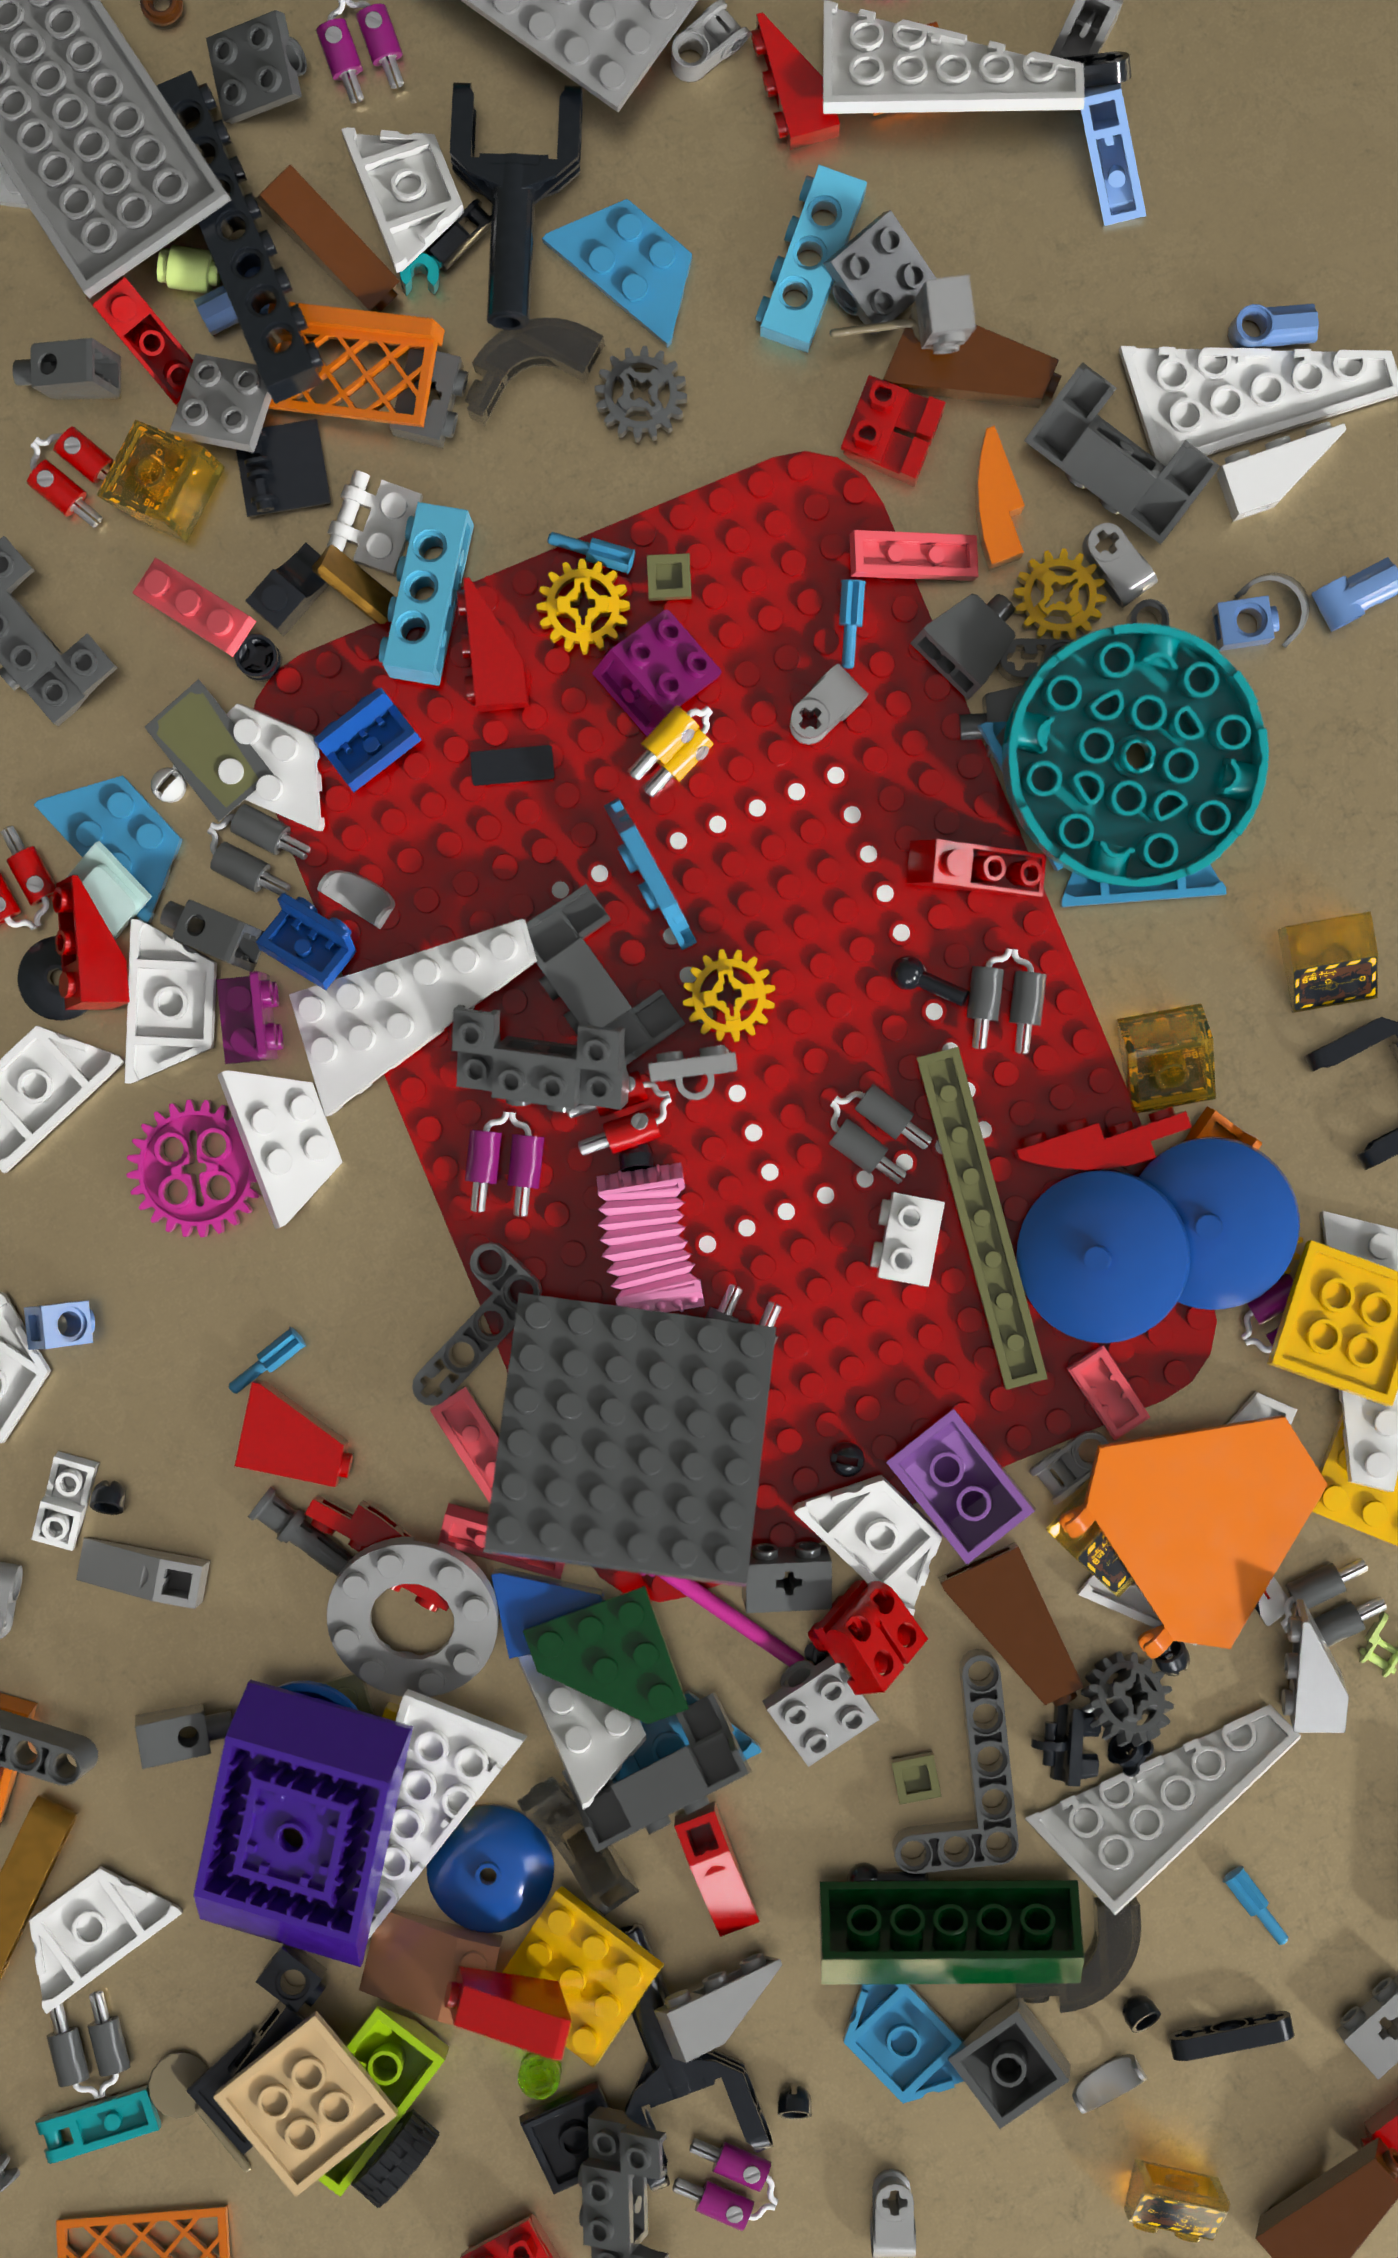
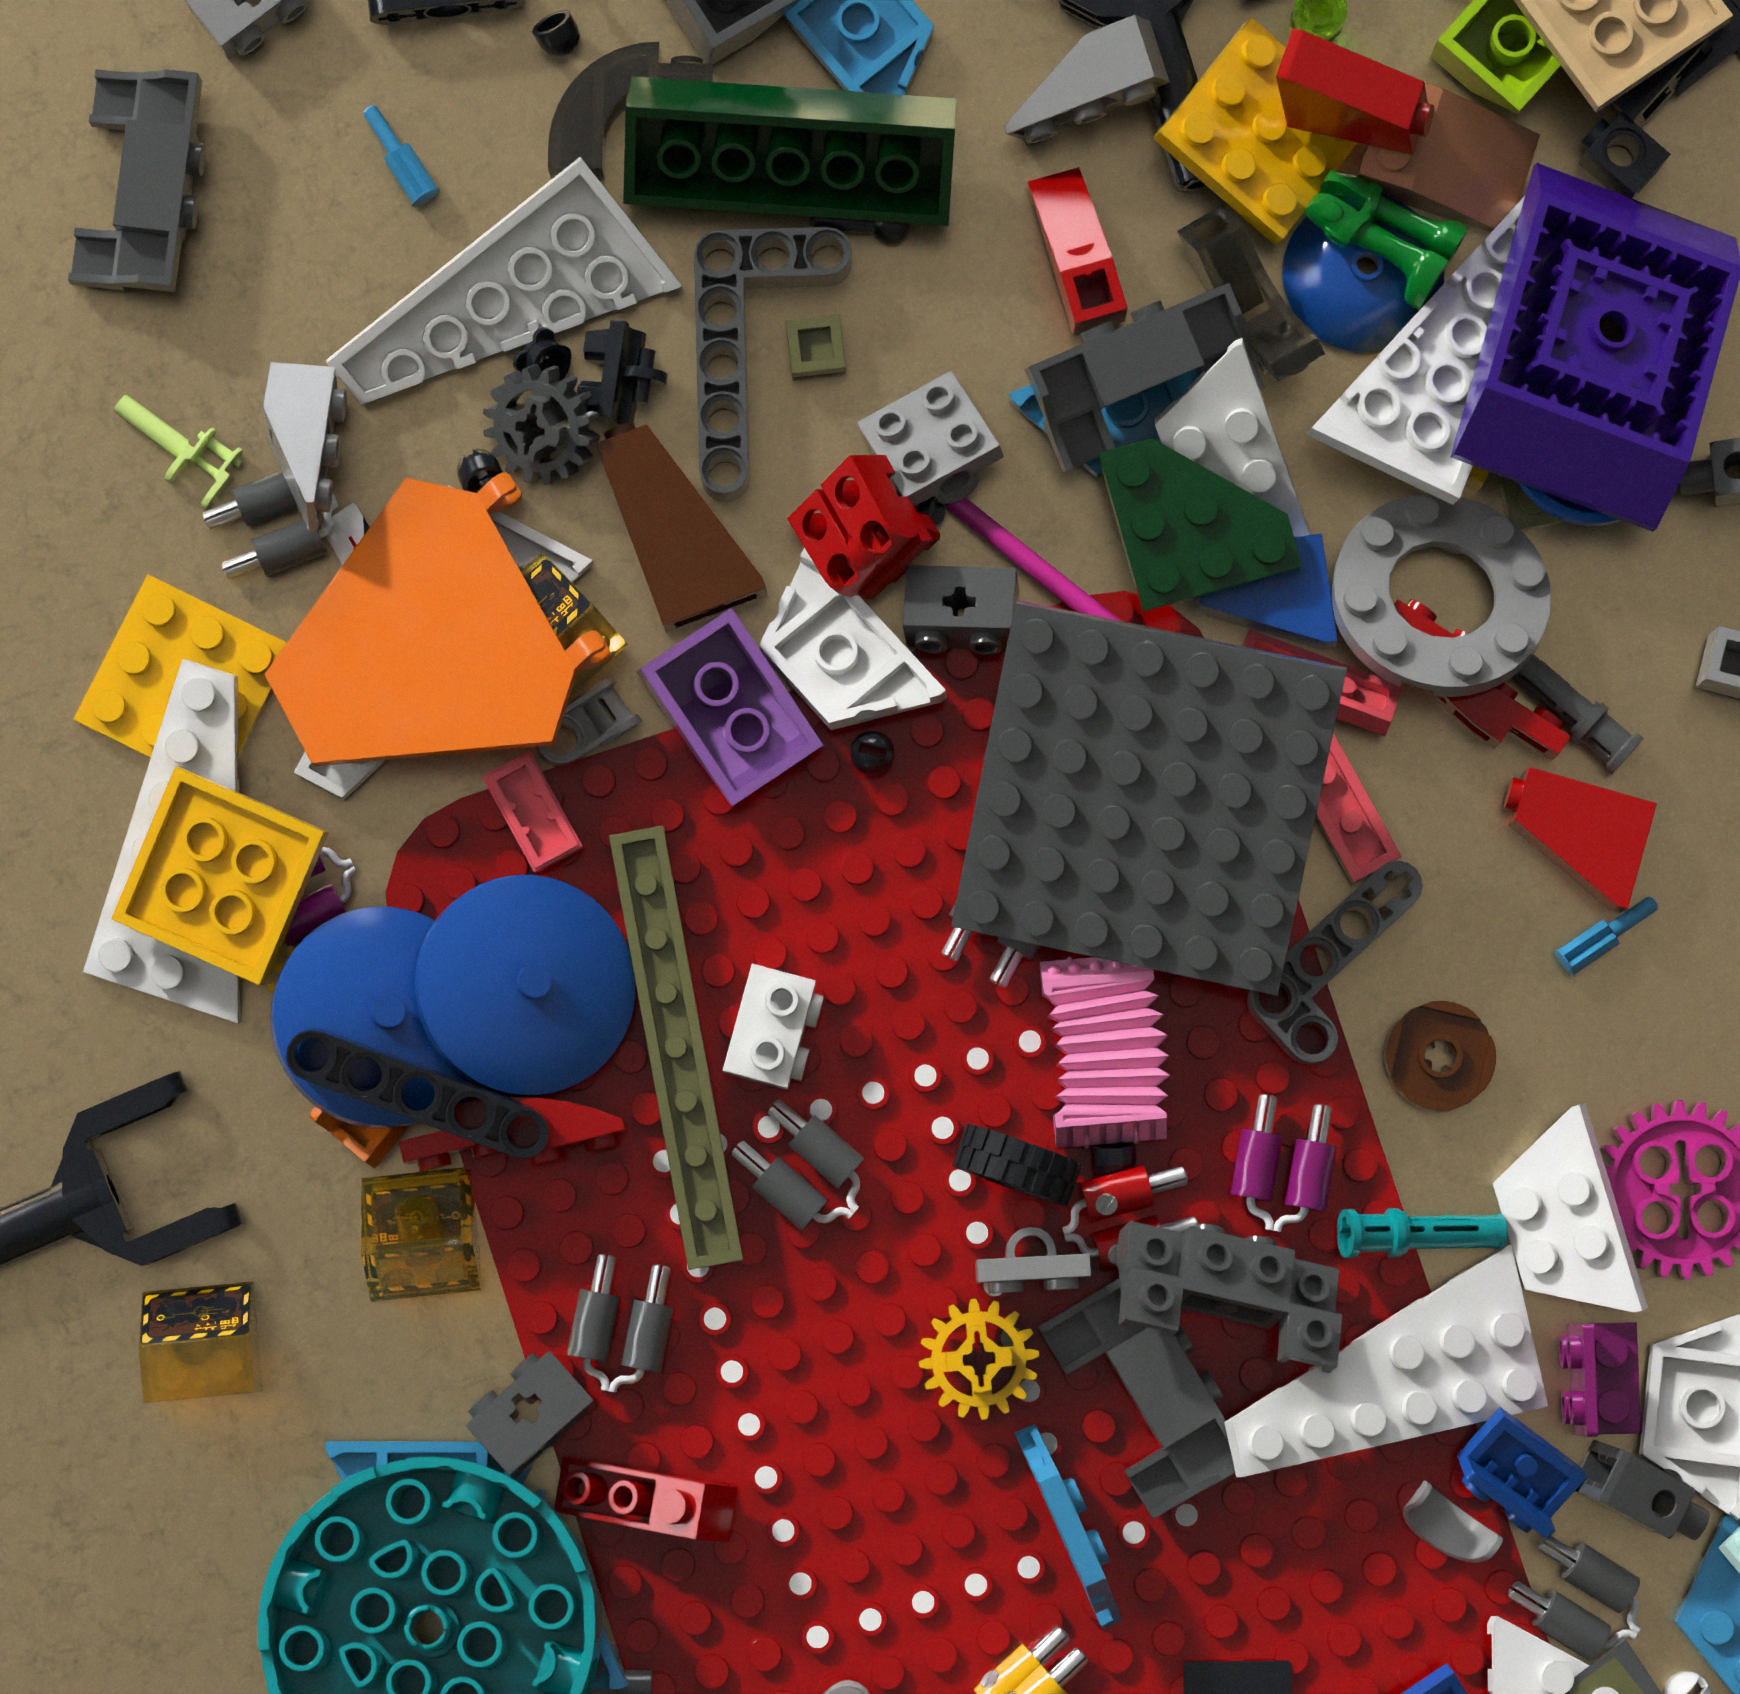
camera: 175 degrees left, 5 degrees down
(370, 1271) = (1465, 1038): none -> reddish brown plate
(412, 1117) = (1397, 1232): none -> teal pin
(506, 1912) = (1347, 216): none -> green piece
(710, 1146) = (1017, 1165): none -> black tyre
(910, 973) = (742, 1370): black bar -> none
(1048, 931) = (522, 1443): none -> dark grey brick
(1203, 1163) = (397, 1072): none -> black beam

